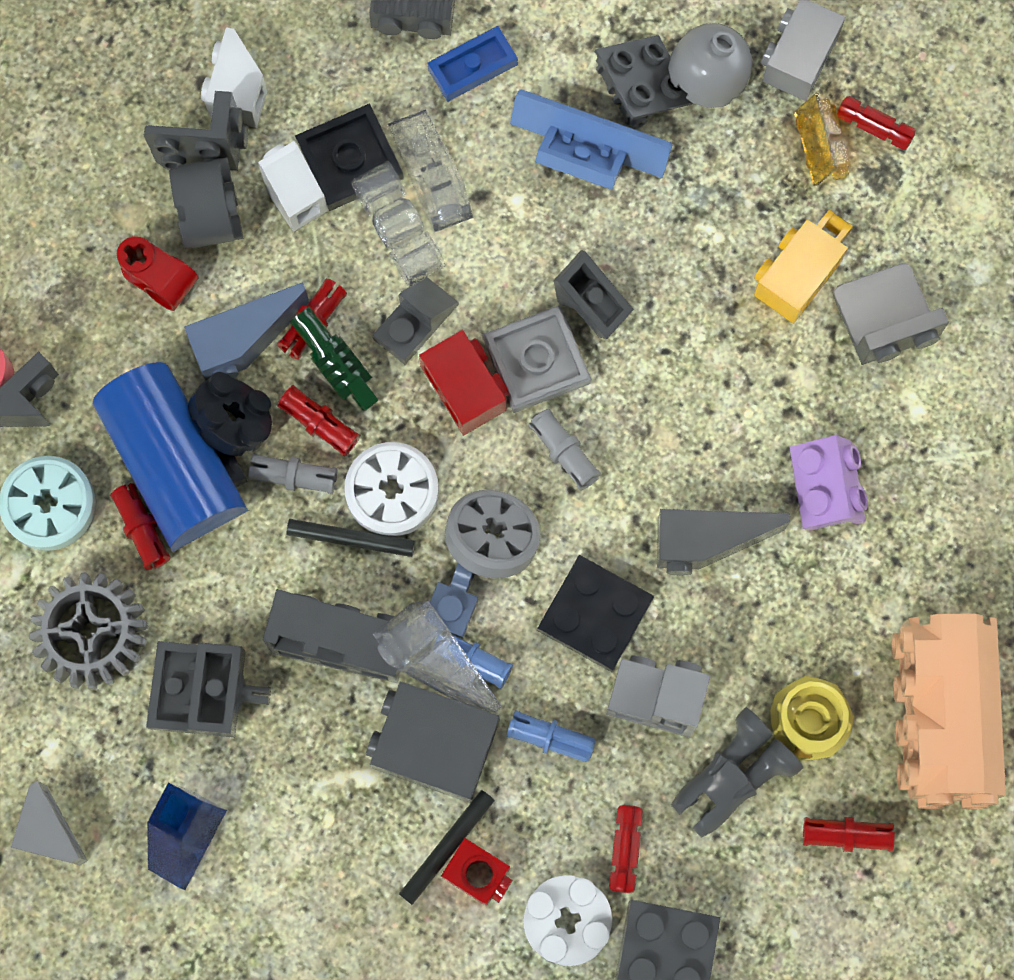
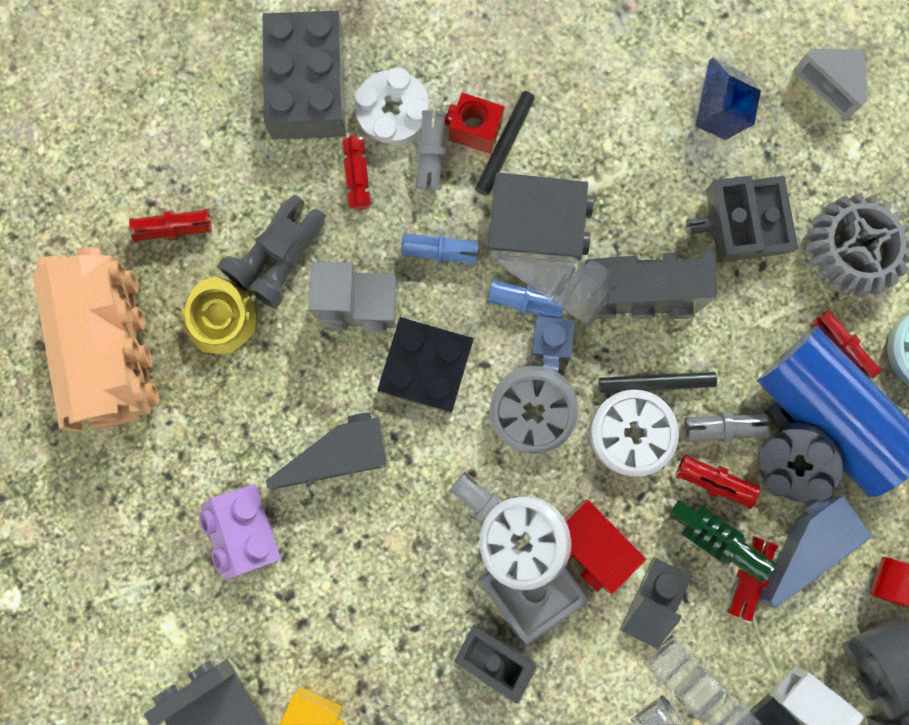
camera: 165 degrees right, 5 degrees up
(516, 385) = (548, 536): none -> white wheel
(535, 851) = (431, 150): none -> light grey pin

